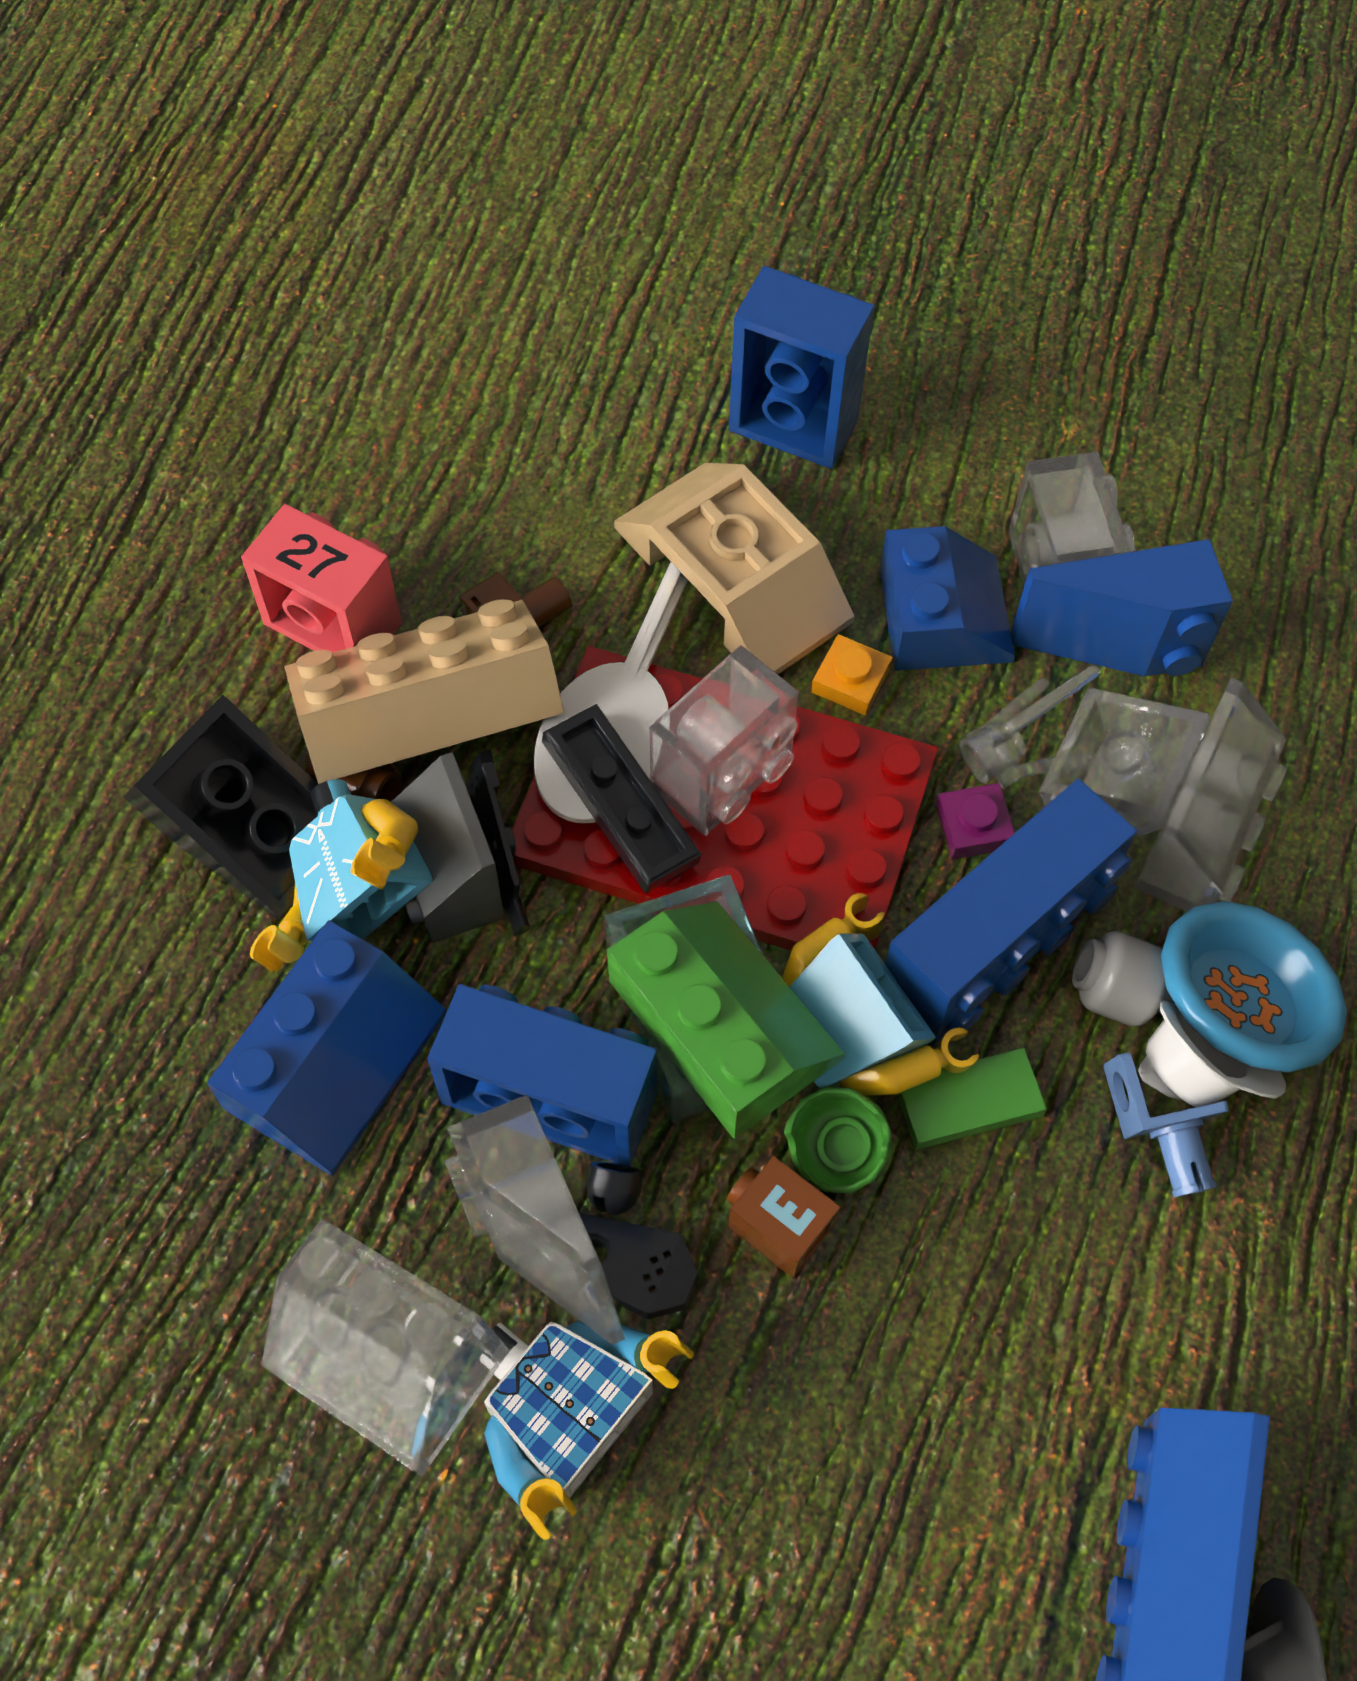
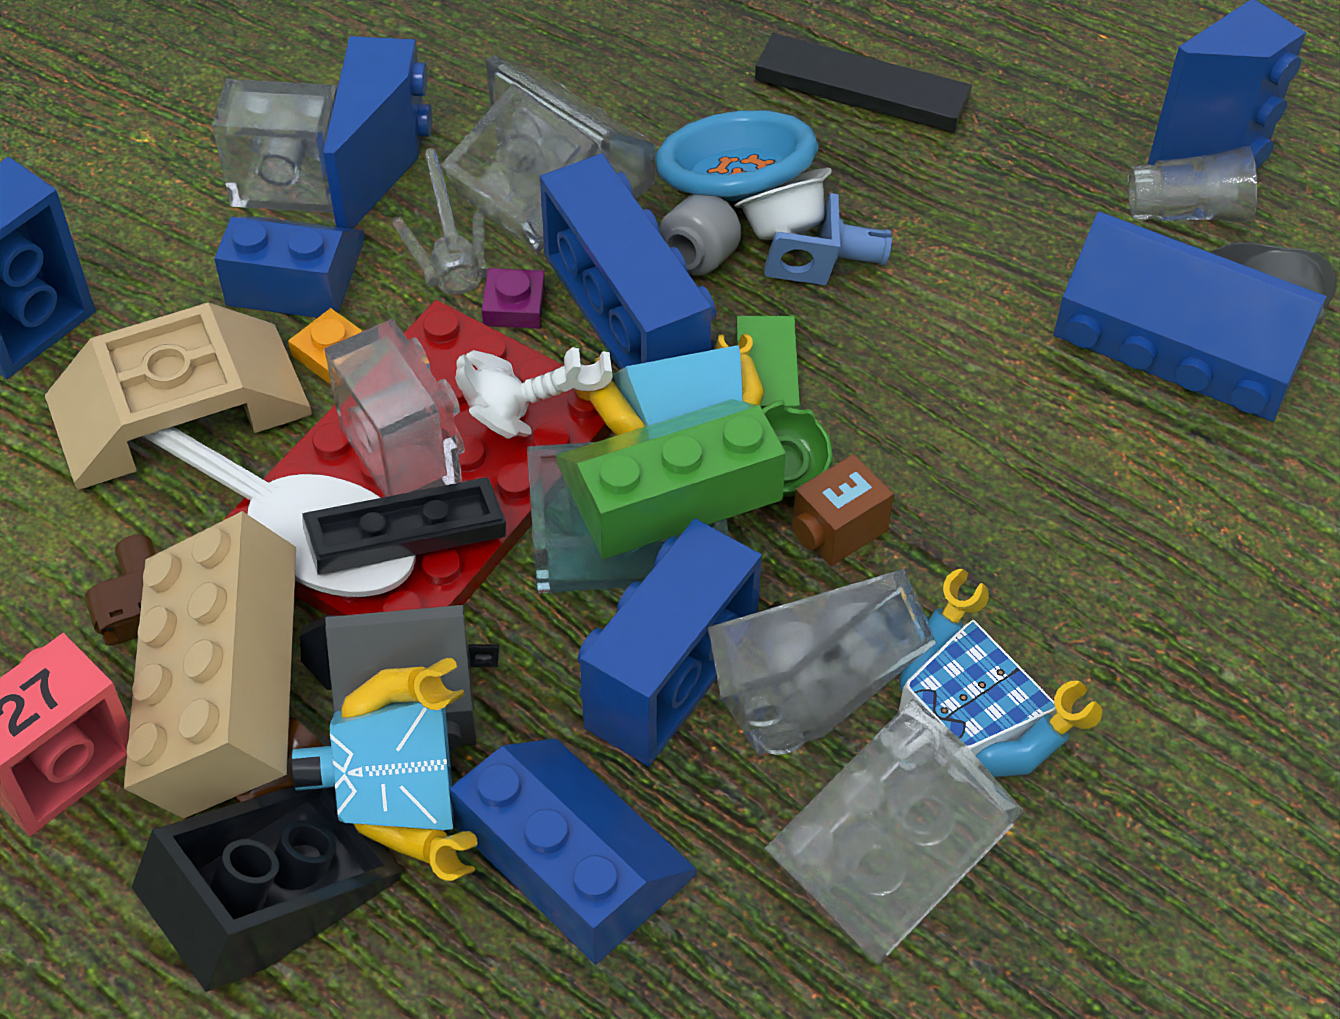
camera: 75 degrees left, 10 degrees down
(798, 836) = (502, 399): none -> white piece

